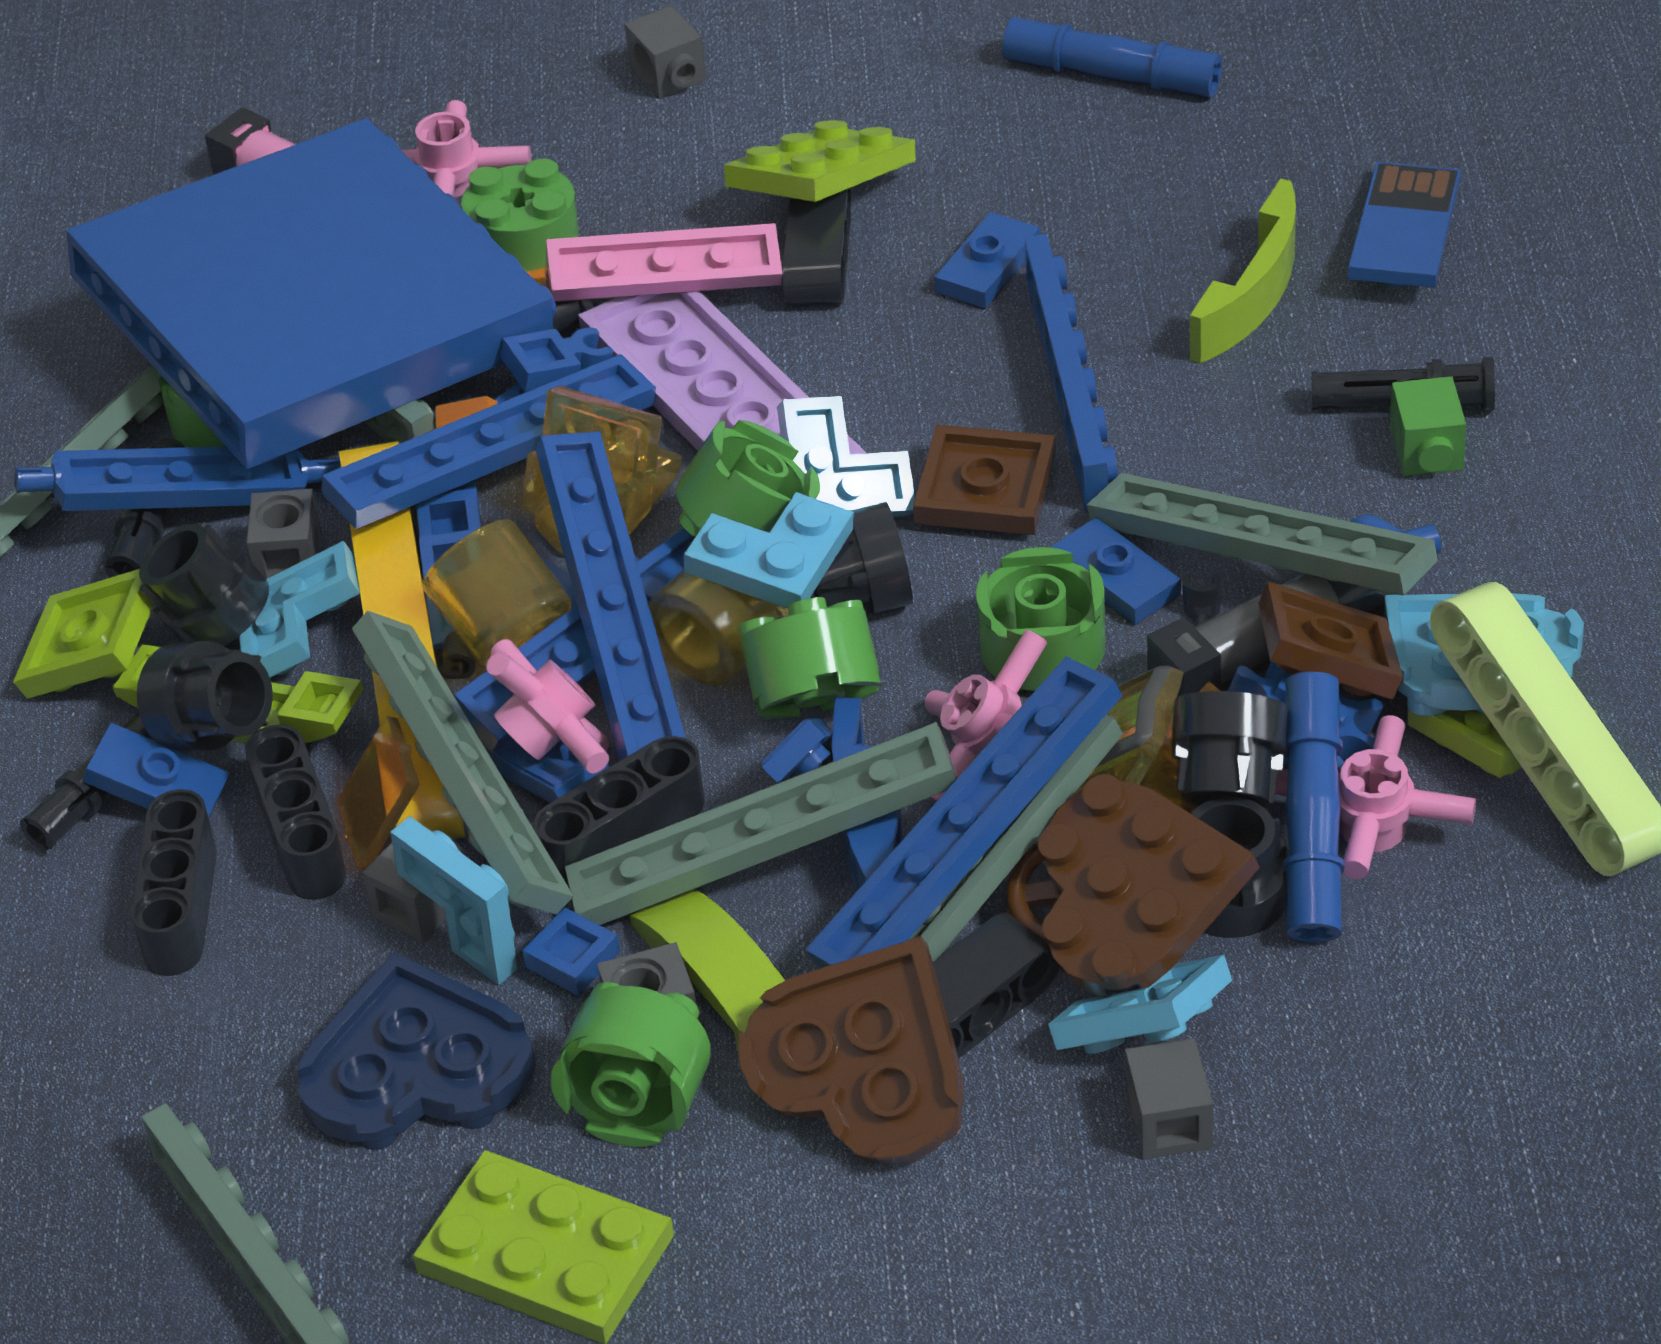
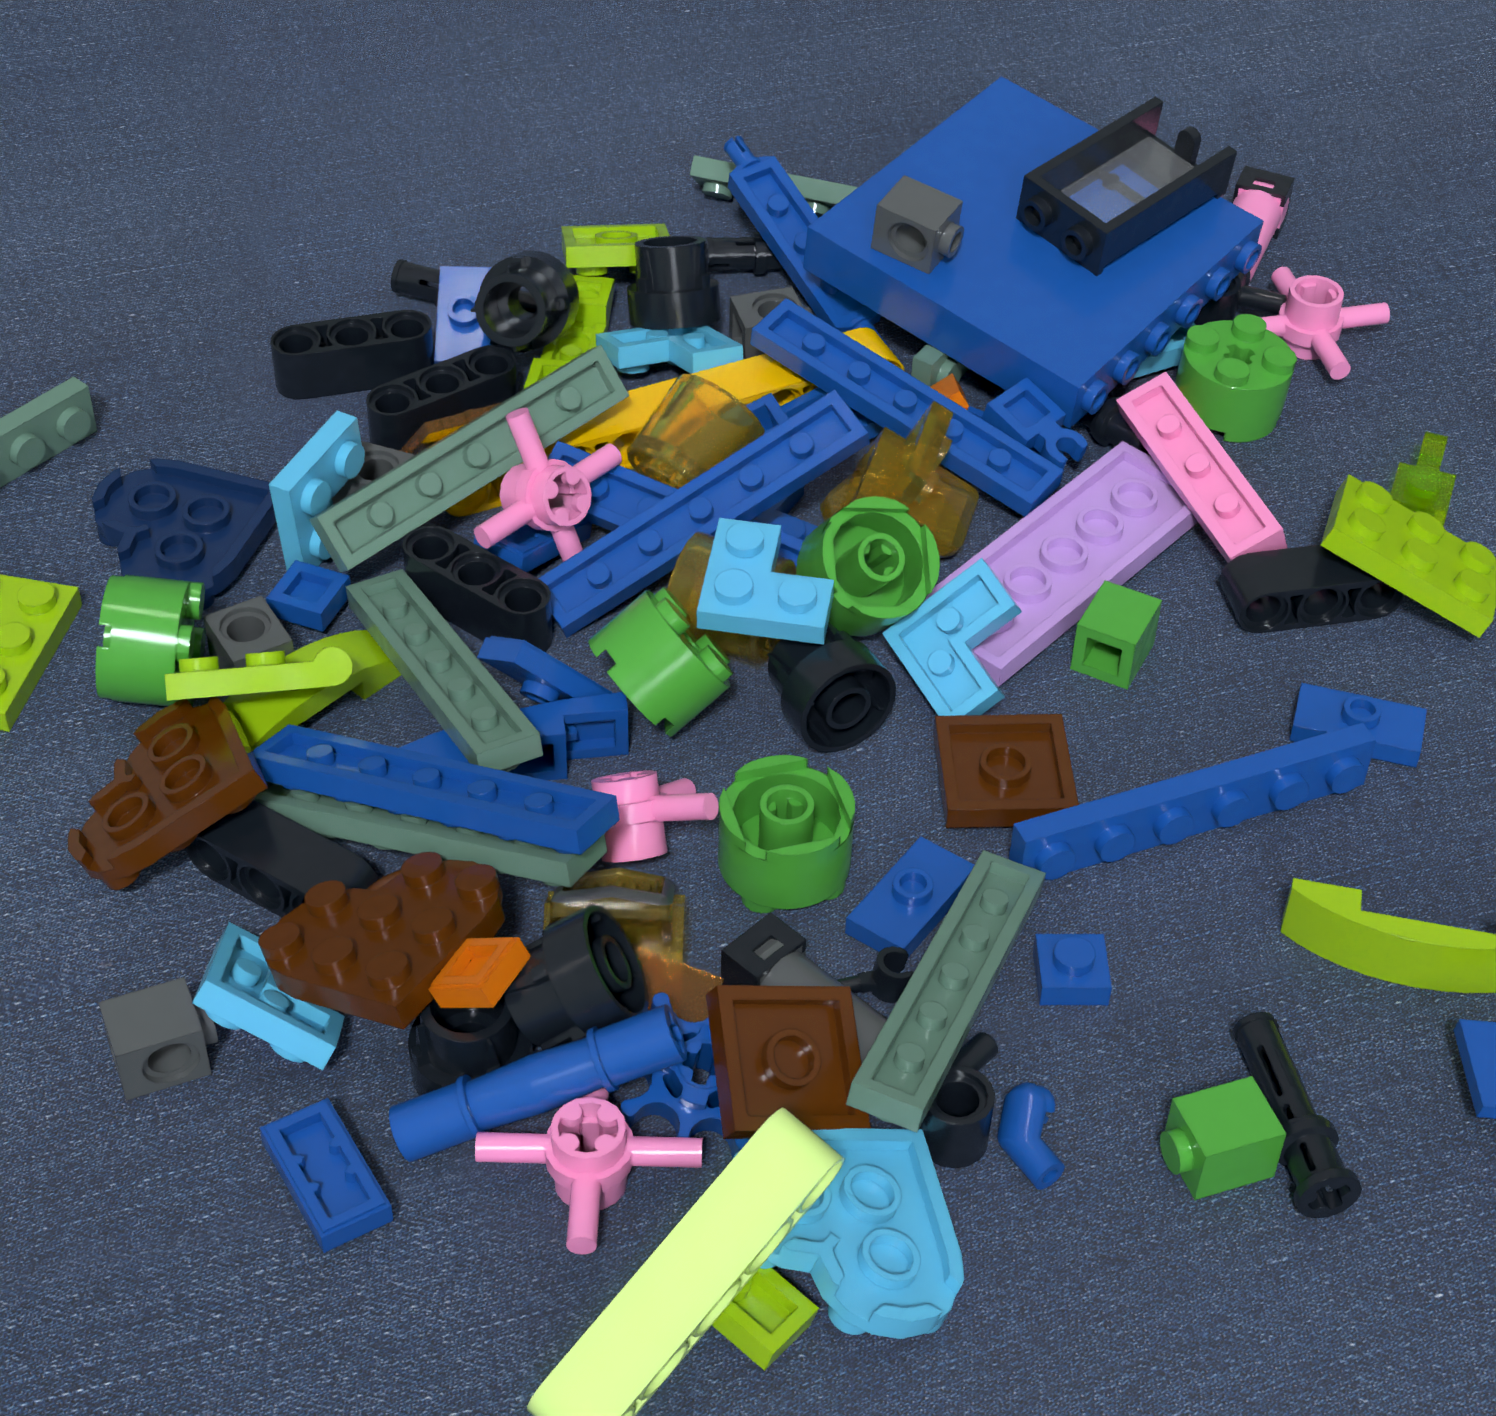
camera: 70 degrees right, 0 degrees up
(305, 332) = (917, 225): none -> dark grey brick
(310, 185) = (1120, 187): none -> black door
(699, 151) = (1423, 485): none -> clear neon green plate
(746, 956) = (262, 673): none -> lime plate
(842, 366) = (1115, 634): none -> bright green brick
(1221, 795) = (479, 972): none -> orange tile
(1222, 475) = (1071, 969): none -> blue plate
(1348, 989) = (326, 1175): none -> blue plate

